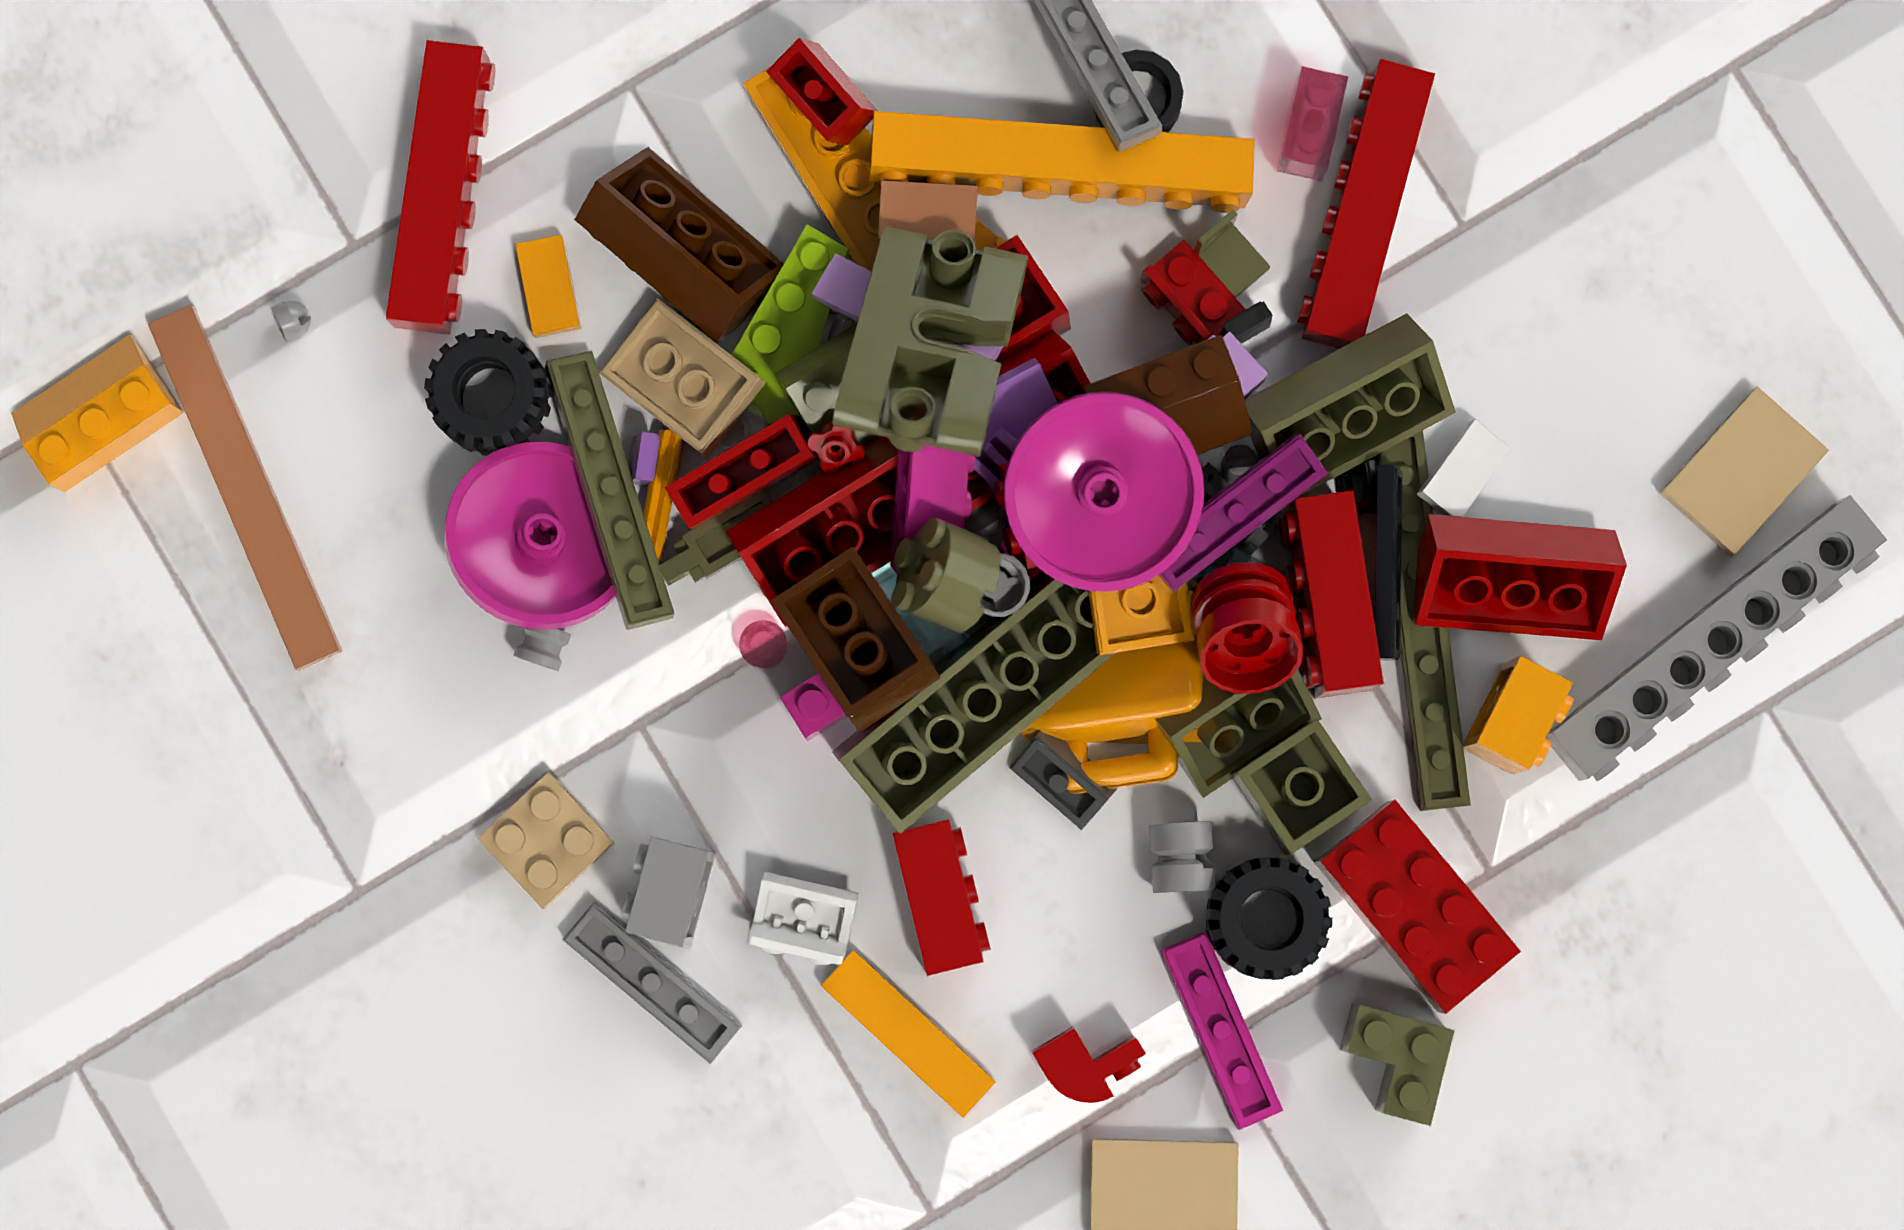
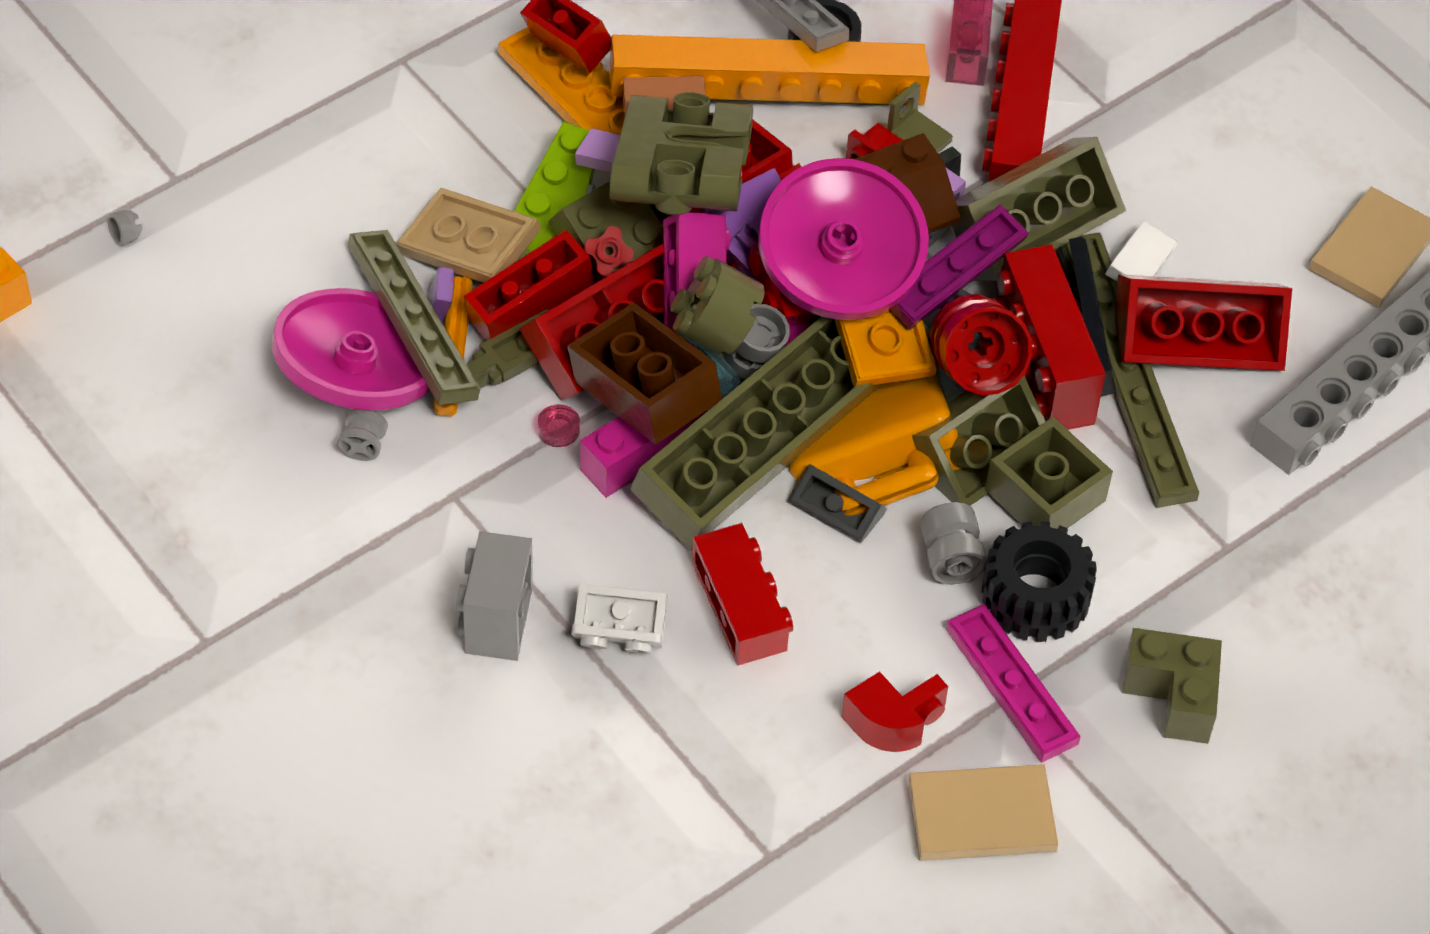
camera: 10 degrees left, 30 degrees down
(245, 487) = (92, 351): nougat tile -> none
(439, 187) = (248, 129): red brick -> none
(461, 364) = (297, 232): black tyre -> none
(546, 840) = (377, 585): tan plate -> none
(548, 286) = (346, 191): light orange tile -> none
(652, 982) = (486, 688): light grey tile -> none
(679, 243) = (451, 150): reddish brown slope -> none
(908, 1033) = (727, 707): light orange tile -> none
(1417, 907) = (1169, 562): red brick -> none
(1519, 716) = (1226, 411): light orange brick -> none

